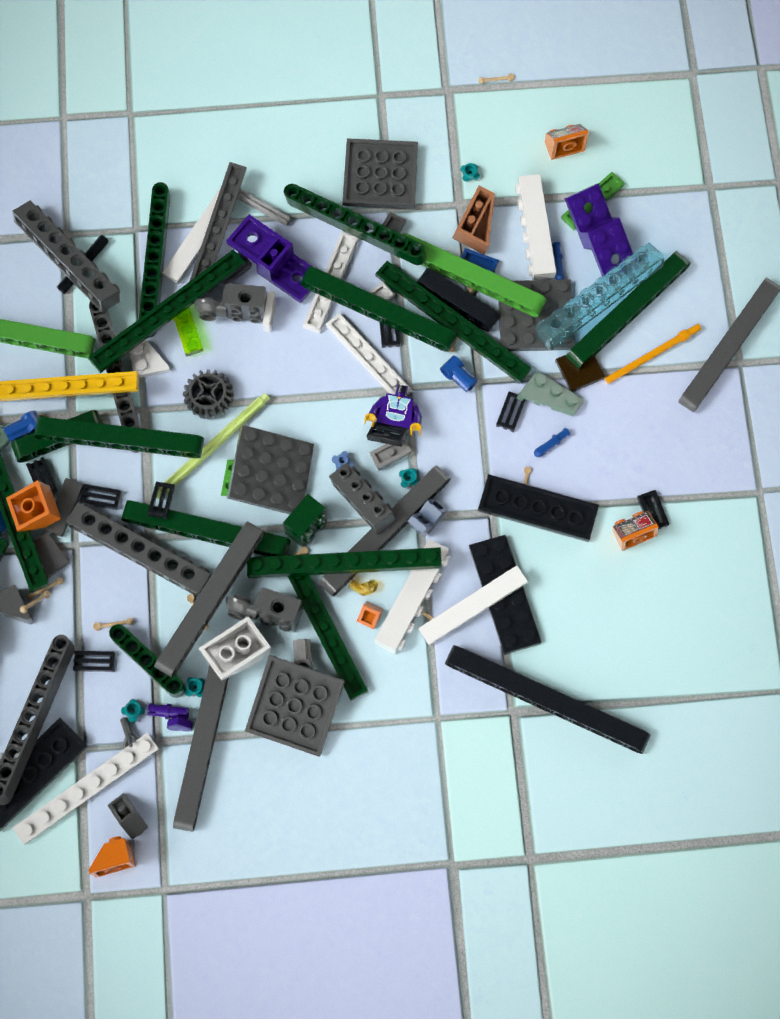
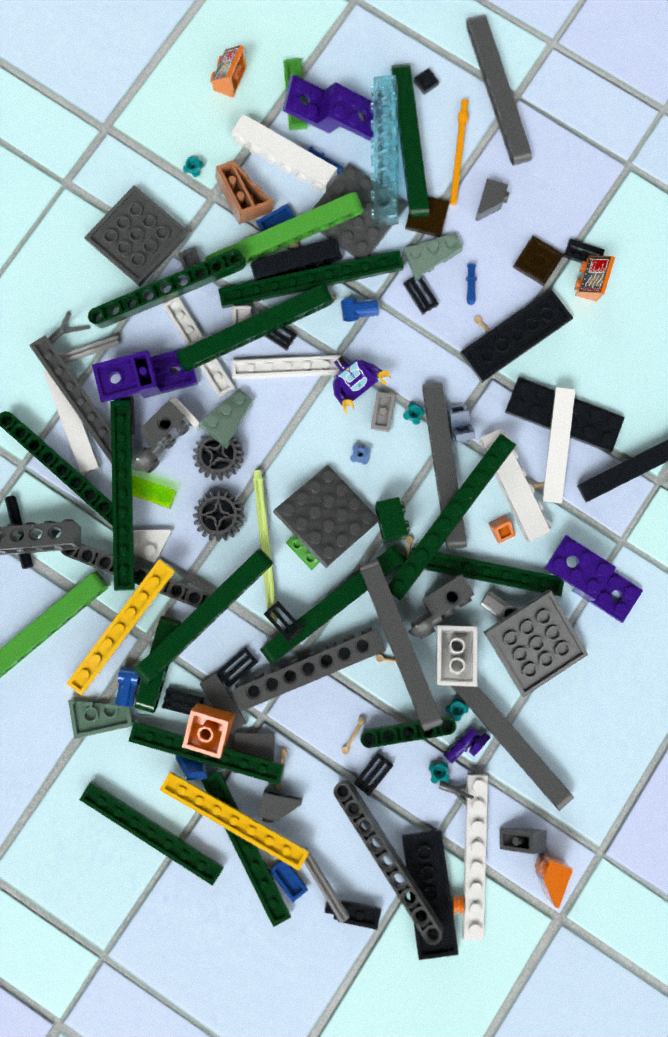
camera: 50 degrees left, 10 degrees up
(37, 802) = (458, 904): none -> orange bush
(46, 594) = (291, 801): tan hinge -> none
(248, 358) = (204, 446): none -> dark grey gear
(261, 177) = (60, 331): none -> dark grey plant
(286, 340) = (225, 418): none -> sand green wing
(362, 498) = (407, 462): dark grey brick -> none
(365, 588) = (478, 518): clear yellow arm -> none
(384, 713) = (593, 579): none -> dark purple bracket
(385, 436) = (368, 404): black tile -> none
(510, 77) = (136, 71): tan hinge -> none
(615, 480) = (538, 260): none -> dark brown tile
(633, 406) = (492, 198): none -> dark grey slope
(689, 287) = (426, 81): none -> black plate

